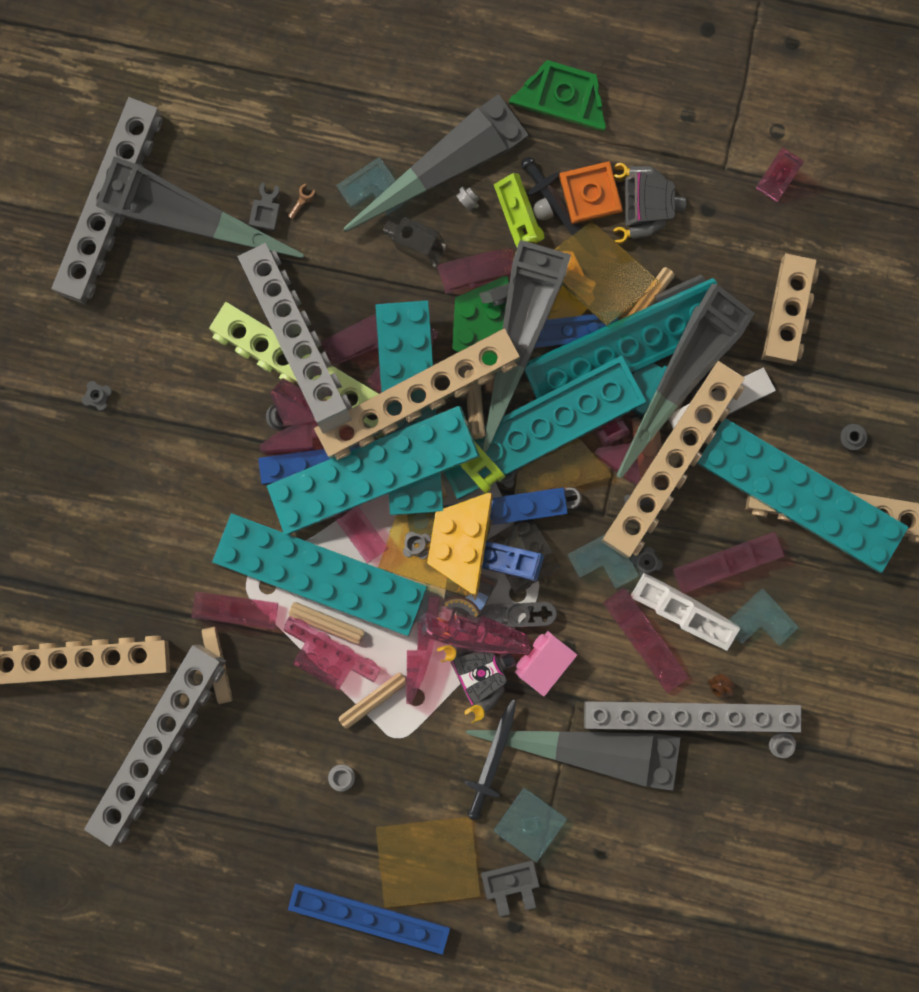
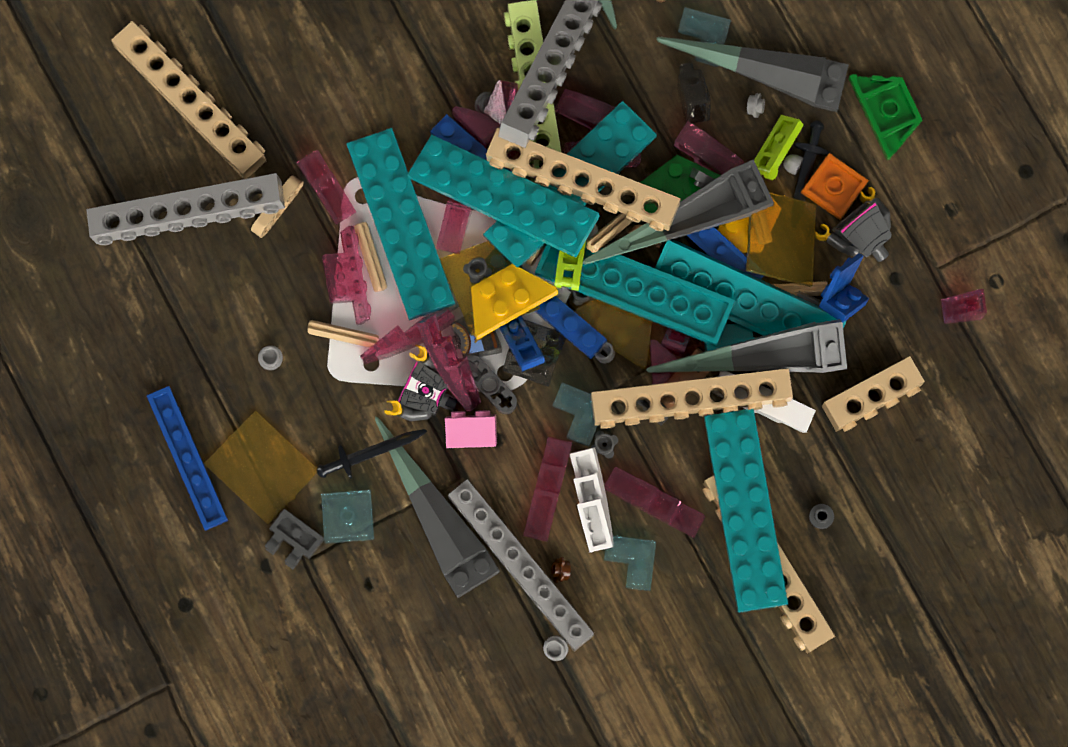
camera: 45 degrees right, 5 degrees down
(691, 266) = (840, 297): none -> blue bracket

